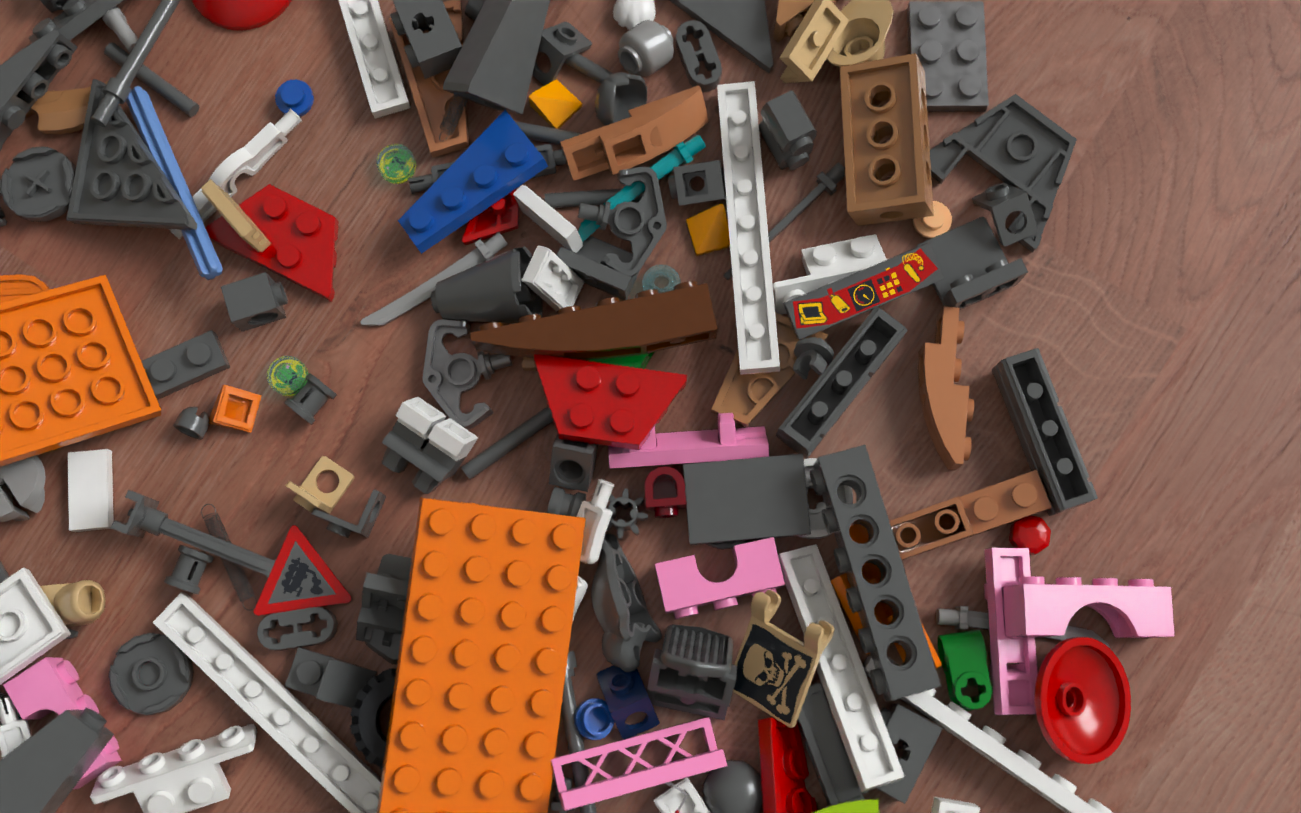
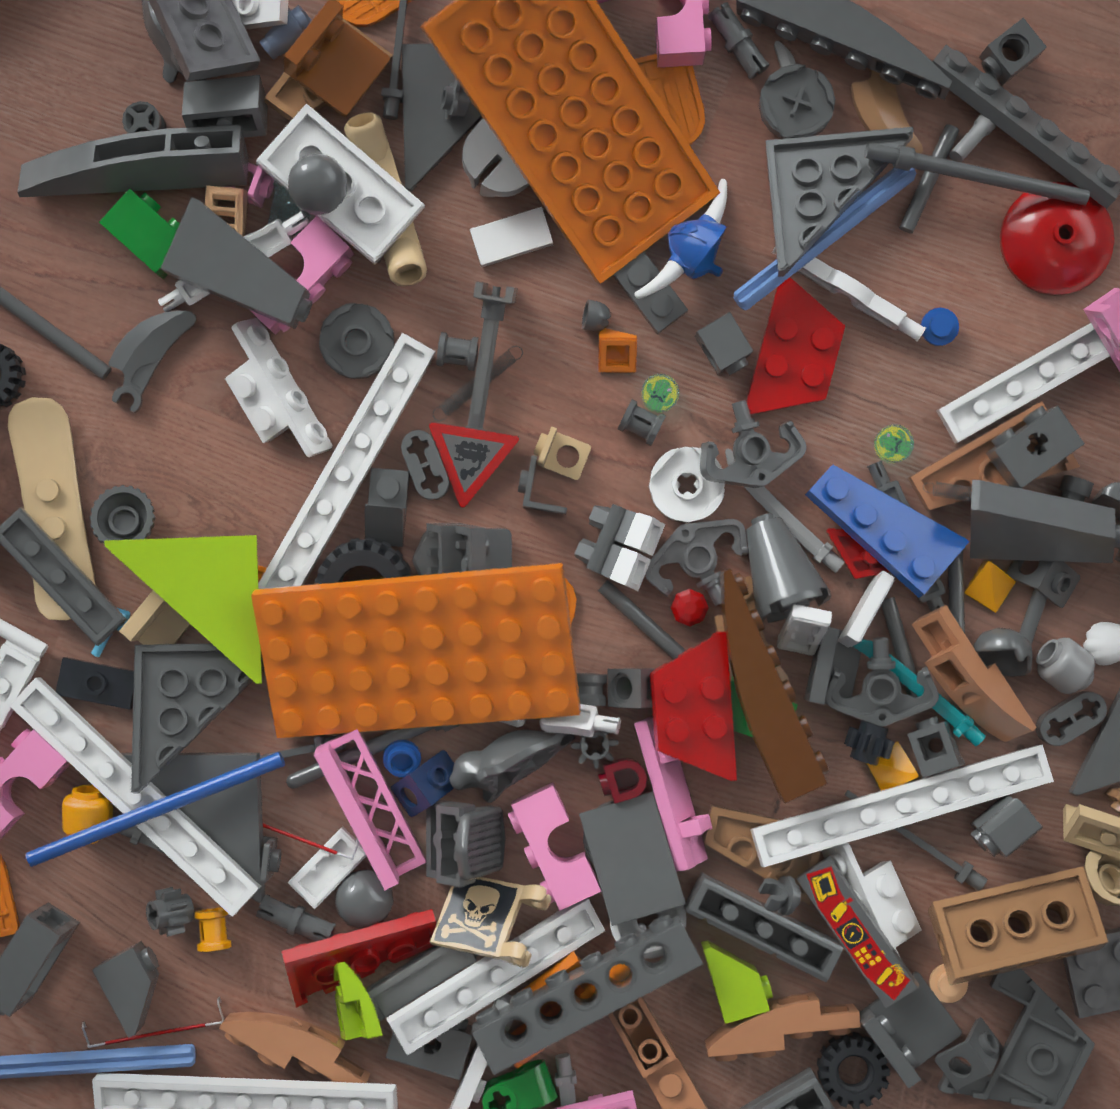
camera: 75 degrees right, 10 degrees up
(149, 311) = (692, 247): none -> blue helmet
(235, 216) = (802, 307): tan tile -> none
(374, 296) = (753, 460): none -> dark grey piece
(382, 389) = (665, 492): none -> white plate
(508, 391) = (689, 607): none -> red tile
(660, 271) = (819, 722): clear light blue plate -> none
(680, 244) = (869, 743): none -> black gear
(897, 423) = (736, 984): none -> lime slope
(1012, 307) = (853, 1093): none -> black tyre

